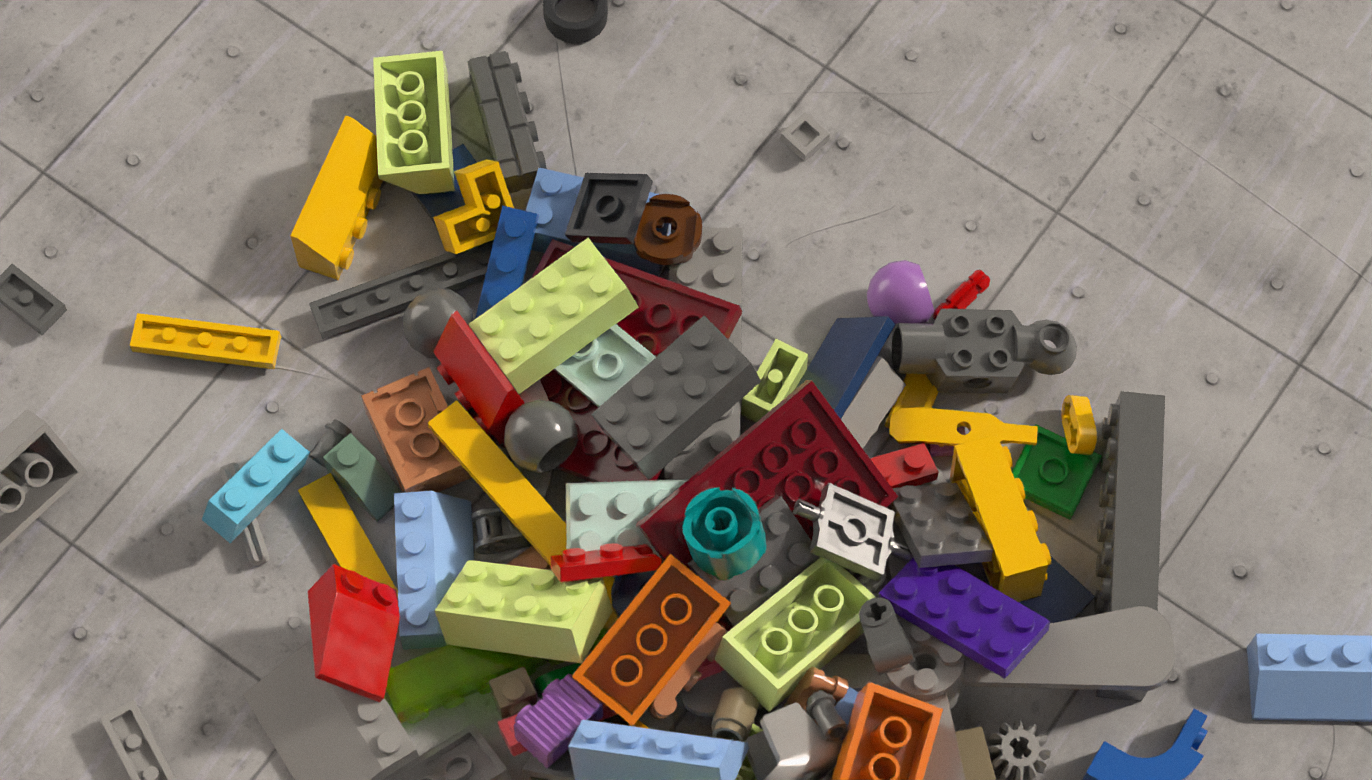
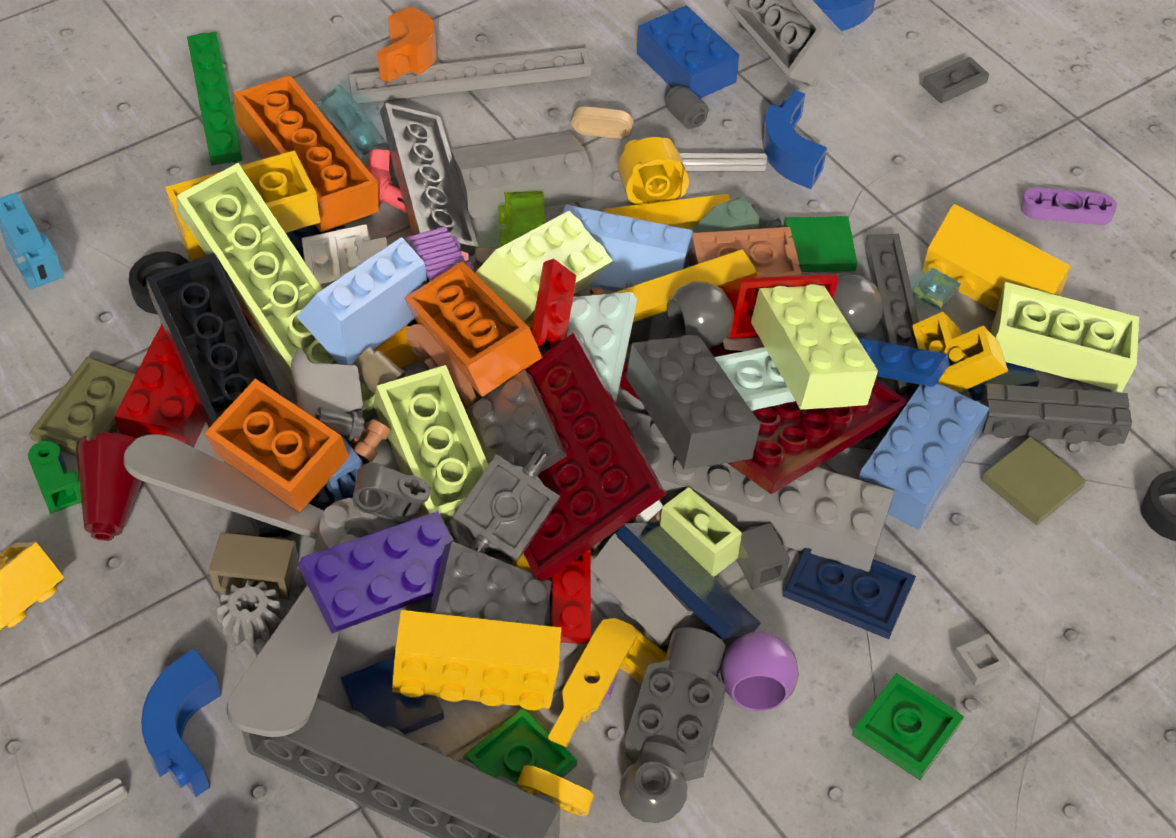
camera: 110 degrees right, 15 degrees down
(75, 596) = (687, 52): none -> blue brick
(168, 572) = (686, 106): none -> dark grey brick
(190, 145) = (1089, 215): none -> medium lavender beam
(197, 456) = (788, 151): none -> blue arch
(205, 341) = (884, 170): yellow plate -> none
(227, 657) = (602, 122): none -> tan tile
(255, 485) = (735, 155): medium azure brick -> none
(301, 562) = (652, 171): none -> yellow brick
(336, 381) = (823, 243): none -> green tile
(353, 631) = (574, 165): red slope -> none
(372, 255) = (936, 289): none -> clear light blue plate
(586, 131) = (1033, 480): none -> olive tile
(609, 208) = (918, 424): black plate -> none
(677, 246) = (881, 487): reddish brown plate -> none
(724, 532) = (534, 377): teal brick -> none
(768, 325) = (762, 556): none -> dark grey brick
(770, 256) = (851, 594): none -> dark blue tile
(893, 179) = (907, 726): none -> green plate
(965, 293) = (747, 744): red axle -> none

